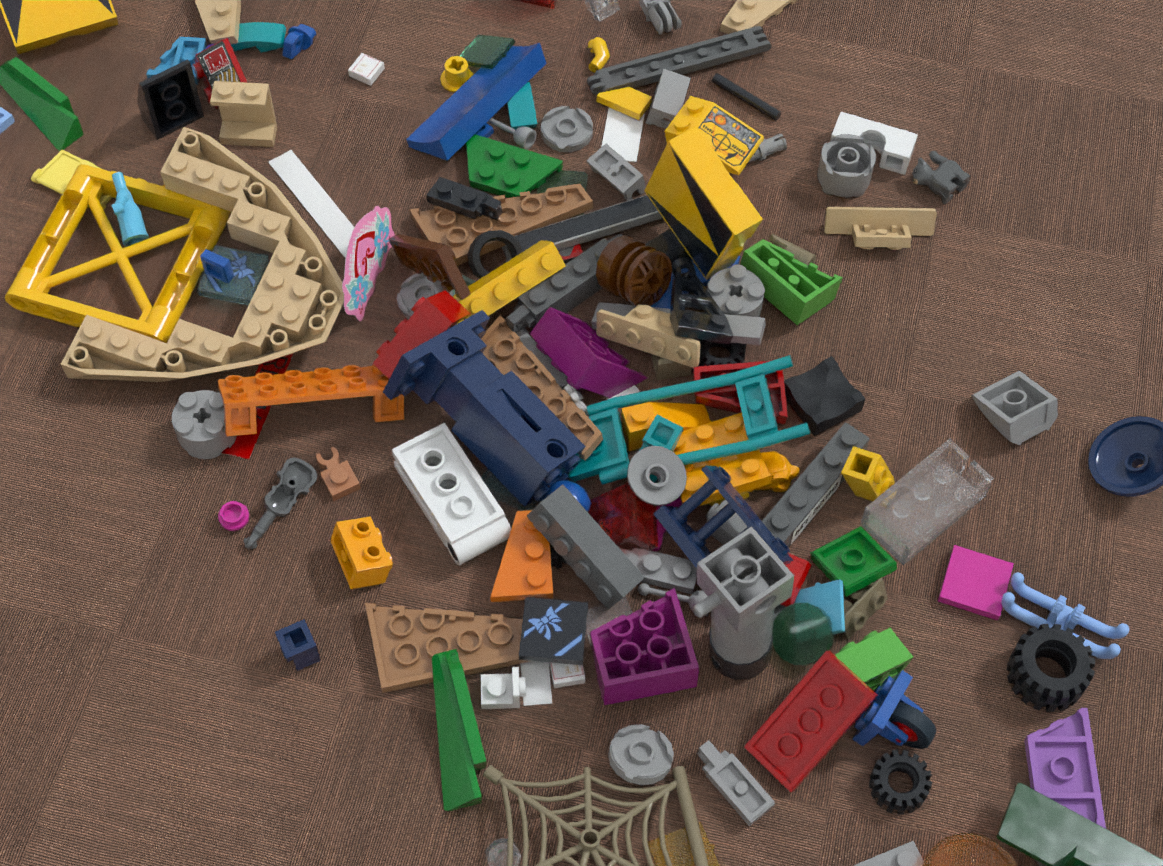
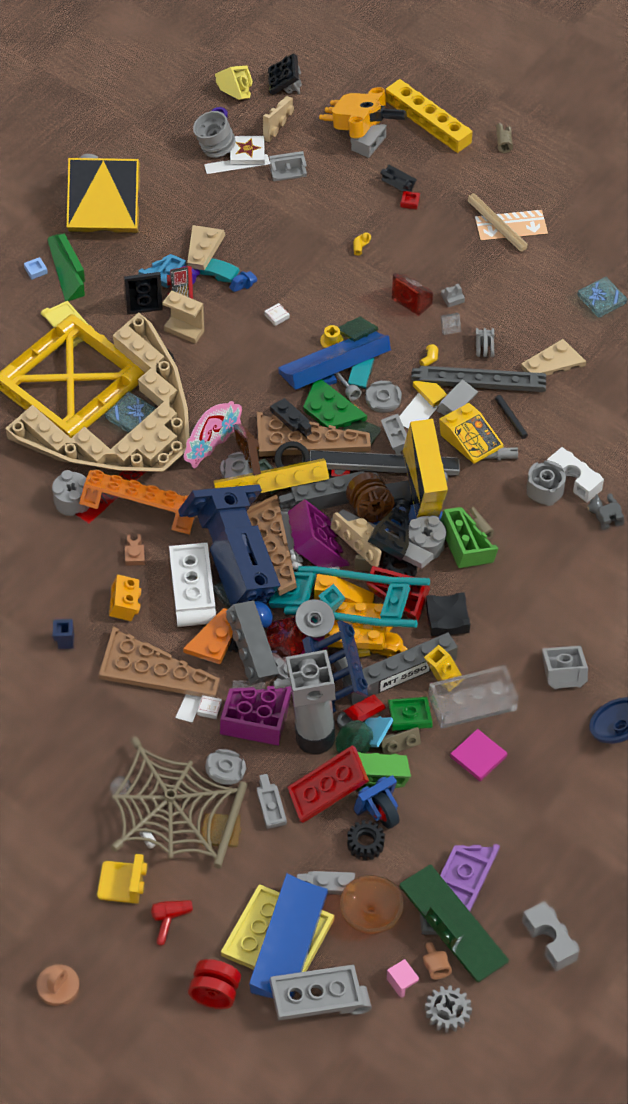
camera: 25 degrees right, 5 degrees down
(128, 213) = (86, 353): medium azure piece -> none
(217, 266) = (122, 404): blue tile -> none
(233, 516) = (64, 551): dark pink plate -> none
(294, 479) = (109, 544): dark grey piece -> none
(314, 199) = (202, 380): white sticker -> none
(429, 319) = (224, 476): red wedge -> none
(458, 733) = (129, 715): green wedge -> none
(502, 690) = (166, 703): white bracket -> none
(553, 631) = (209, 681): black tile -> none
(880, 226) = (547, 527): tan bracket -> none
(1060, 647) = (491, 801): black tyre -> none
(1061, 615) = (516, 793): light blue piece -> none

